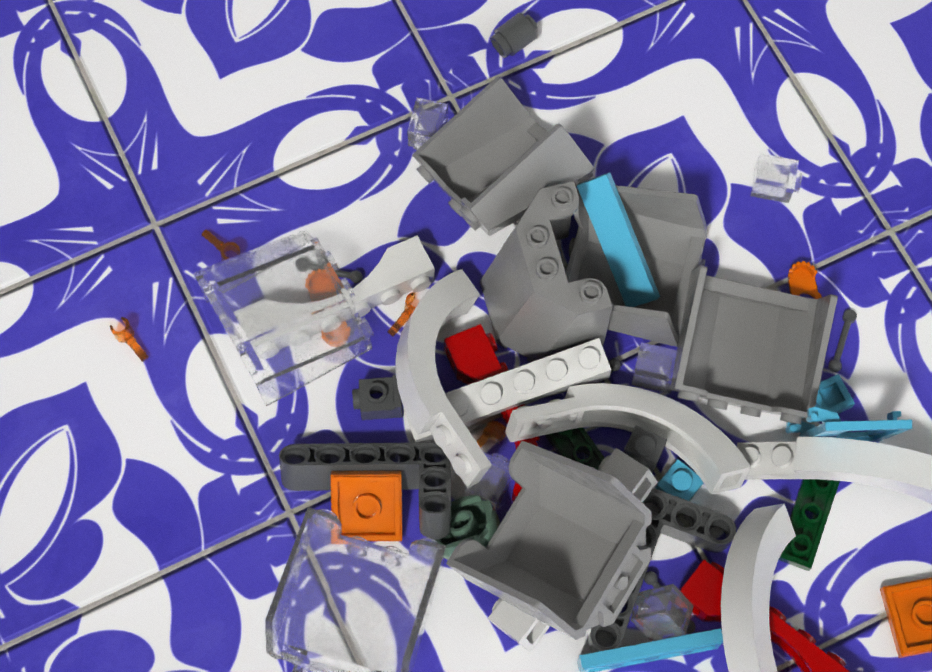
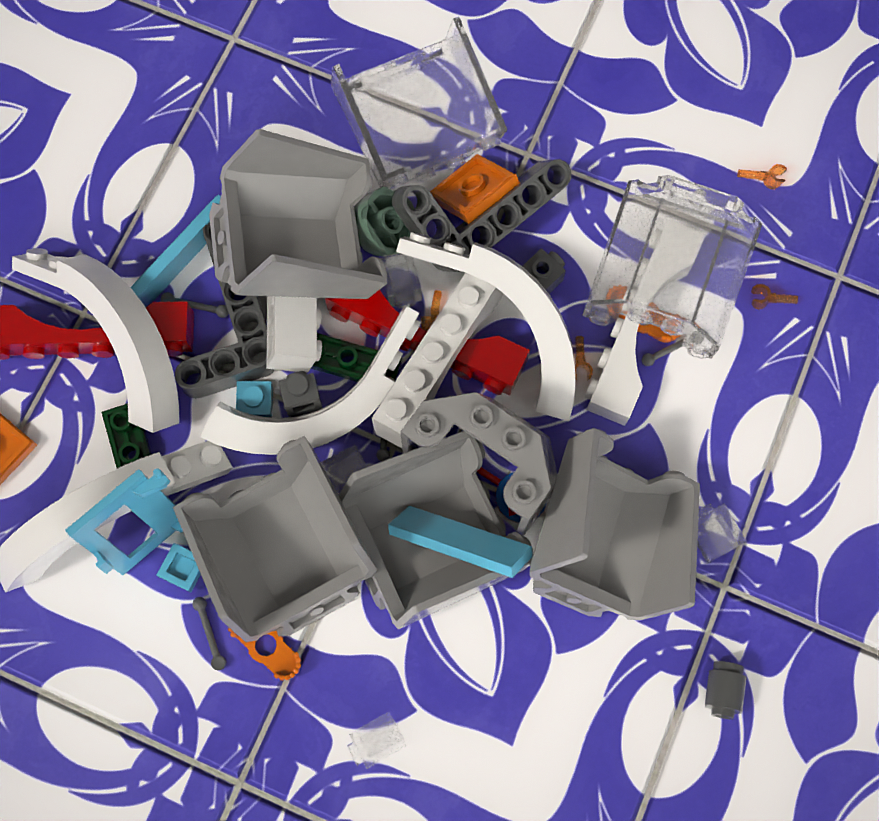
camera: 140 degrees right, 5 degrees up
(662, 612) = (188, 278): clear brick -> none

